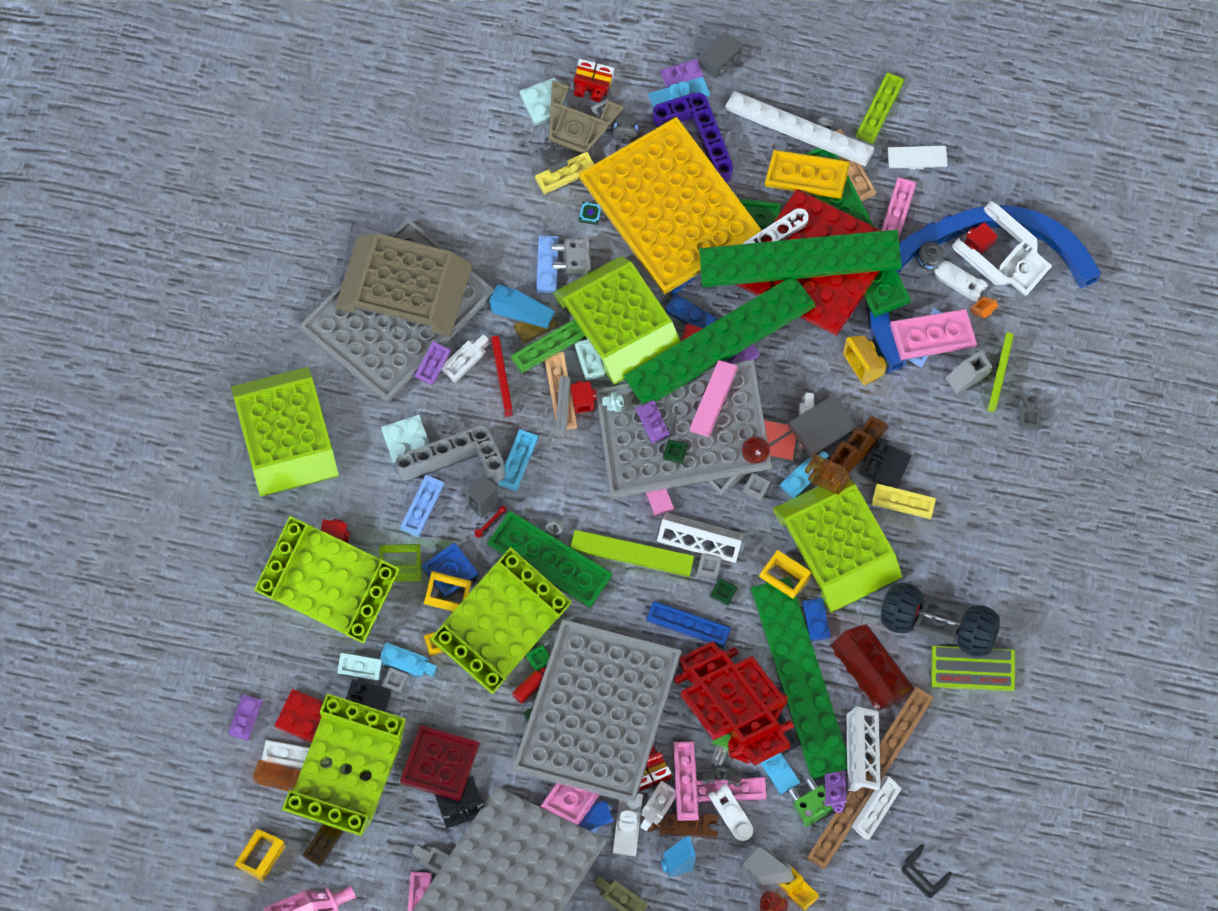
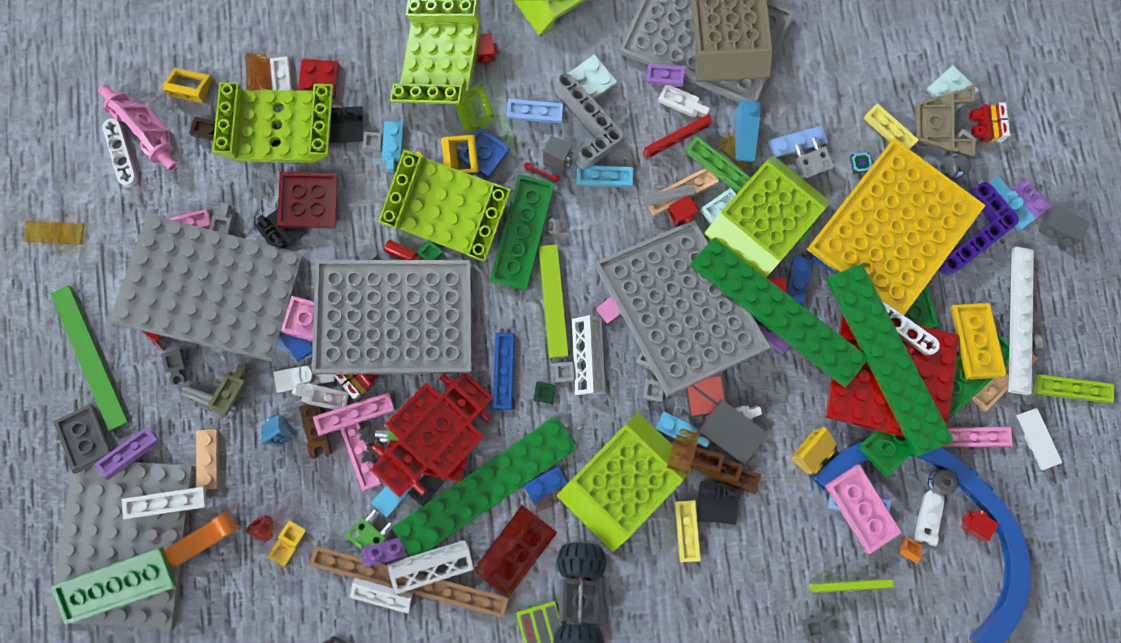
camera: 70 degrees right, 10 degrees up
(245, 717) = (304, 35): medium lavender plate -> none
(359, 666) = (374, 107): light aqua plate -> none
(553, 158) = (899, 113): dark grey plate -> none
(614, 402) = (685, 237): light aqua plate -> none
(652, 422) = (677, 276): medium lavender plate -> none
(675, 451) = (654, 304): dark green tile -> none
(713, 398) = (718, 322): bright pink tile -> none
(732, 814) = (336, 465): white plate -> none
(755, 449) = (678, 375): clear red brick -> none
(766, 869) = (291, 511): light grey slope -> none
(789, 566) = (585, 447): yellow tile -> none
(969, 372) = (838, 555): light grey slope -> none
(1021, 267) = (969, 575): white plate -> none

